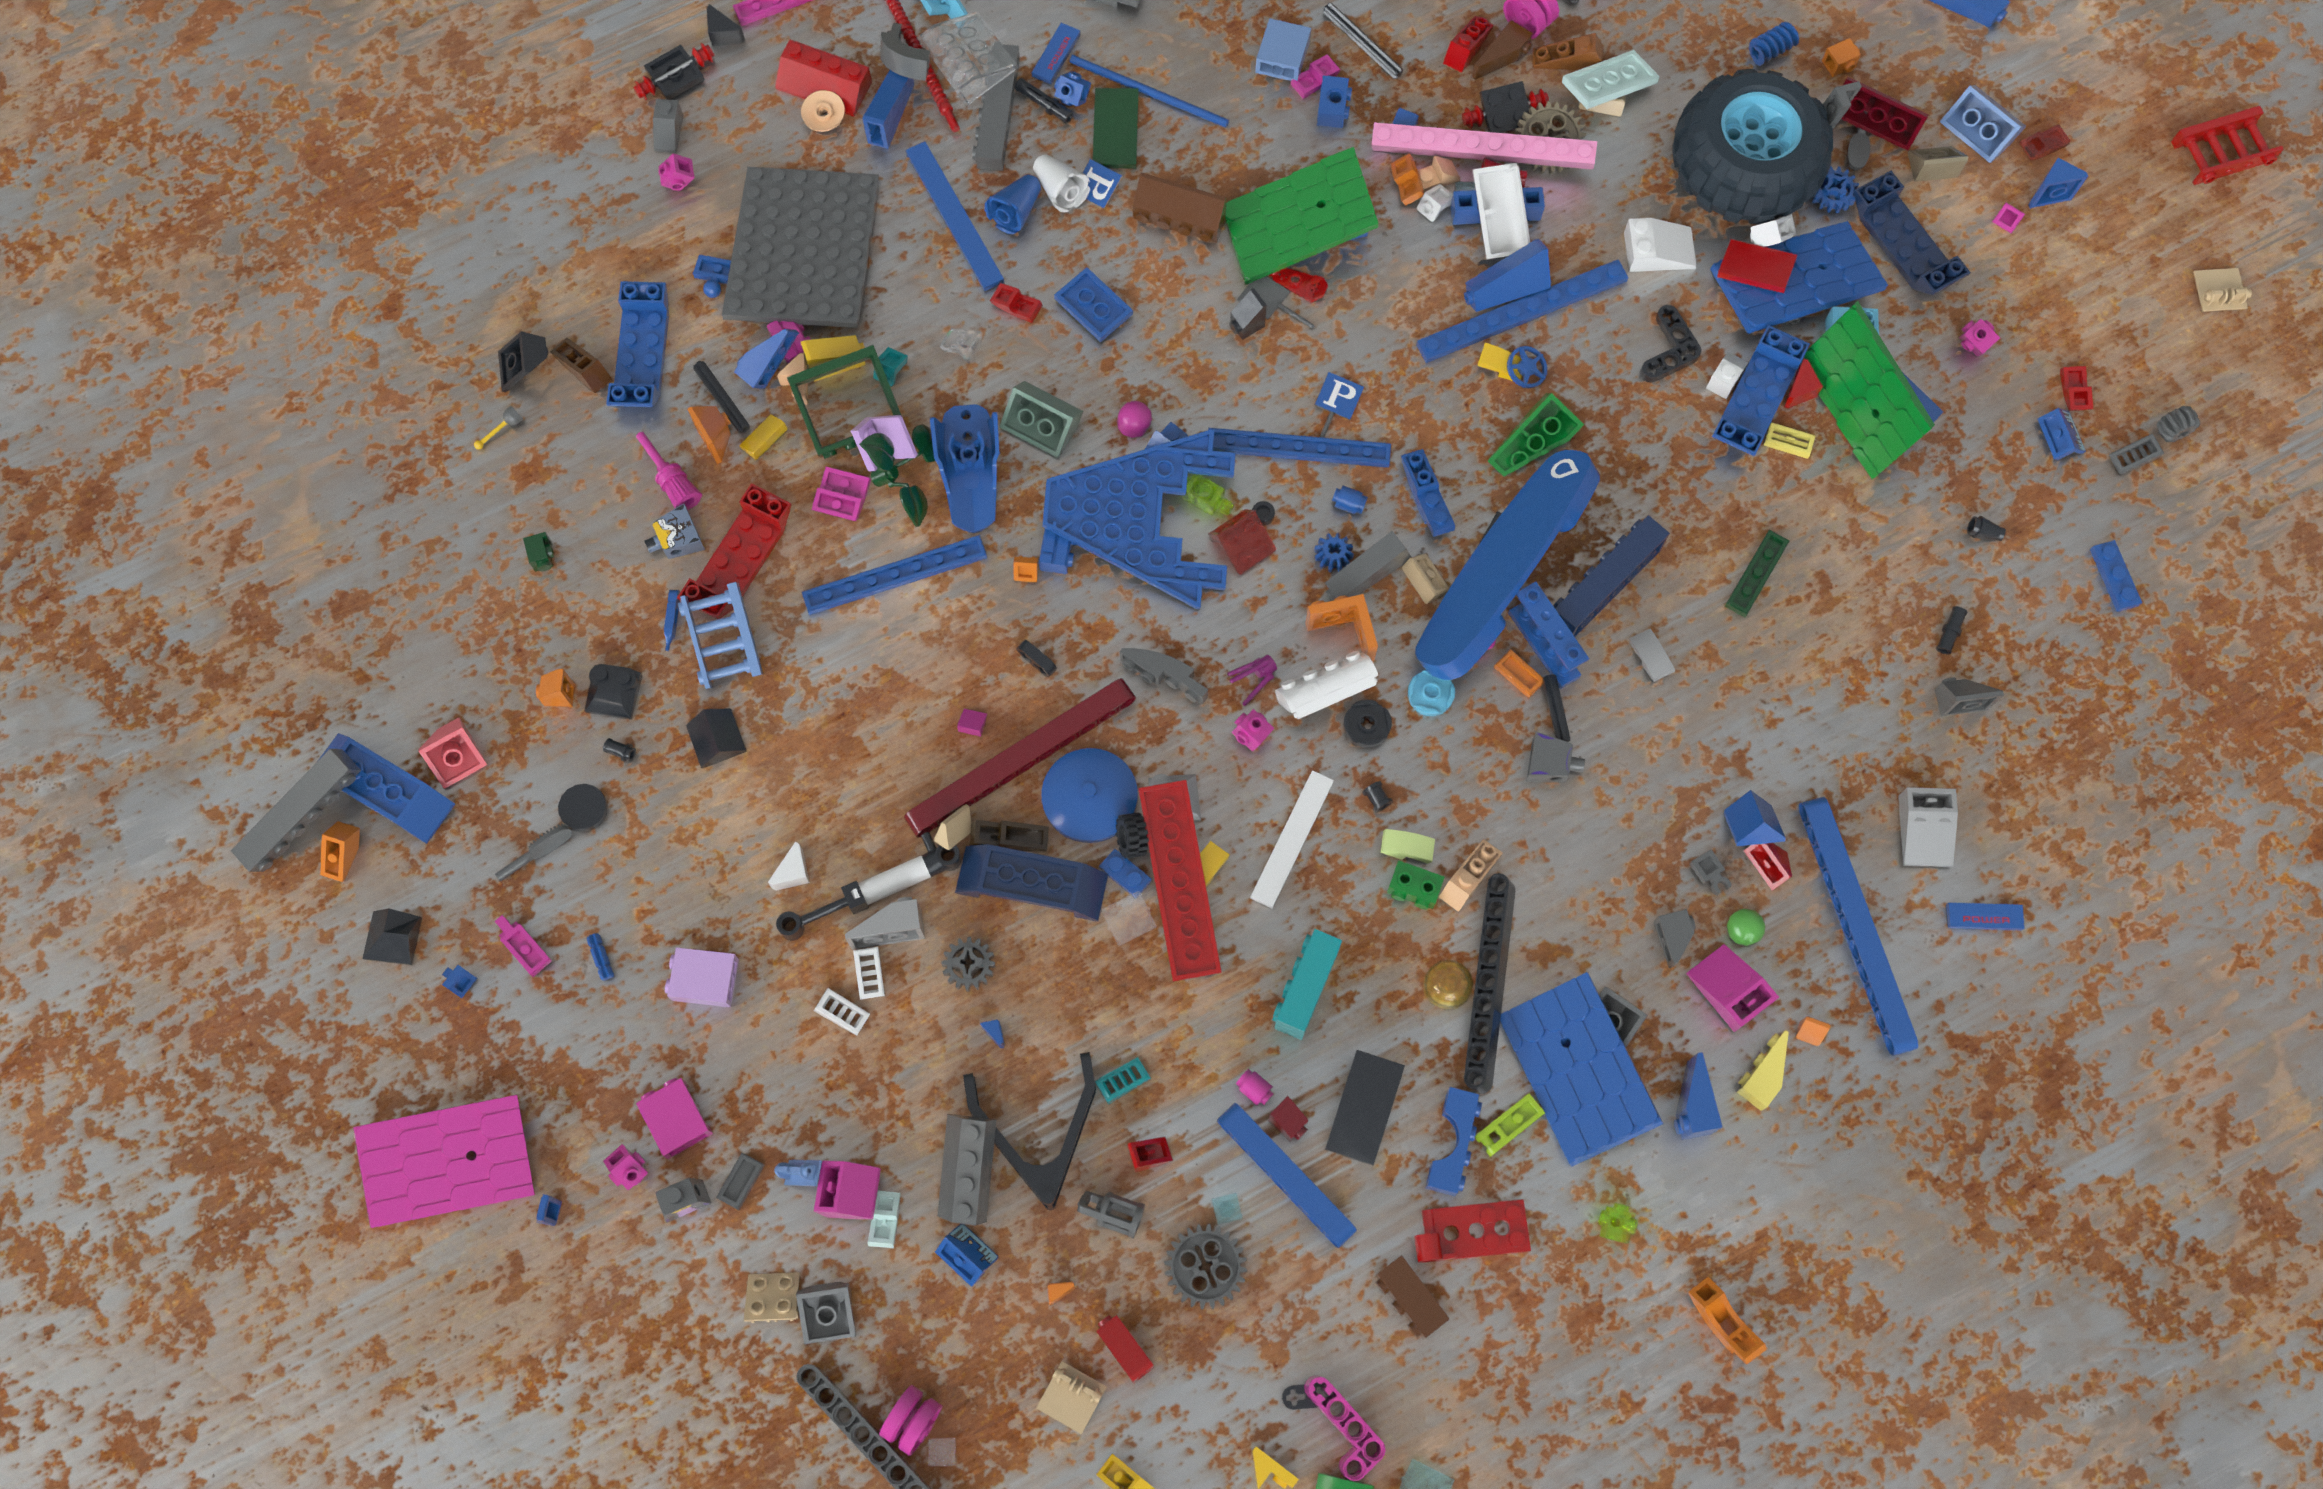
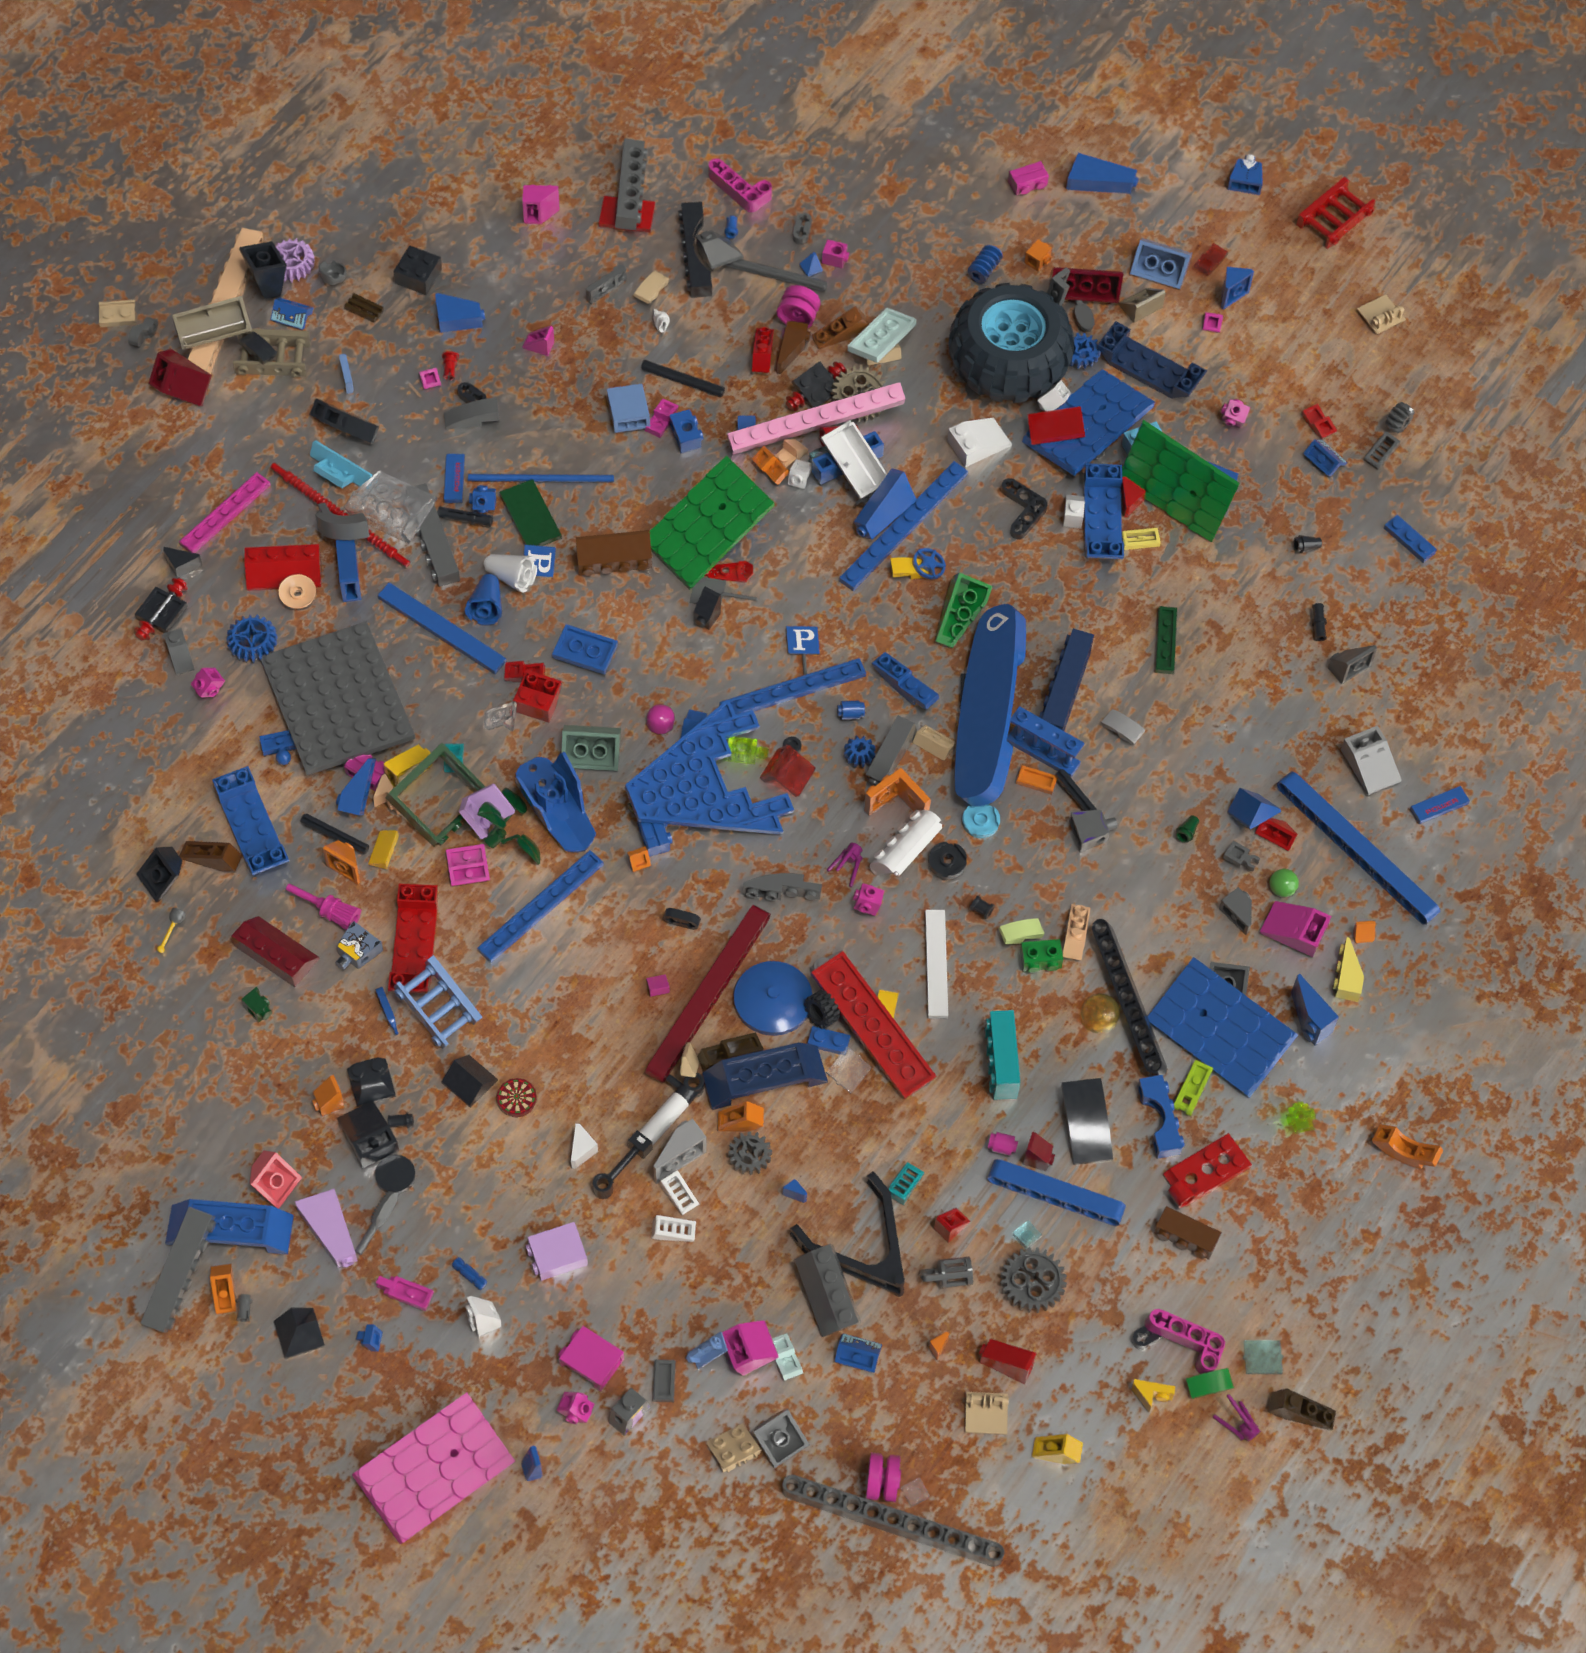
camera: 30 degrees left, 10 degrees down
(349, 882) = (243, 1312): none -> dark grey pin
(482, 834) = (327, 1223): none -> lavender slope
(575, 749) = (368, 1134): none -> black slope
(579, 1013) = (482, 1315): none -> white slope
(591, 497) = (274, 950): none -> dark red slope
(745, 135) = (240, 638): none -> blue gear
(754, 780) = (516, 1097): none -> dark red tile
(980, 919) = (741, 1117): none -> orange slope
(1012, 335) = (537, 696): none -> red slope
(1664, 811) = (1186, 831): none -> dark green cone
(2139, 60) = (1247, 176): none -> blue torso

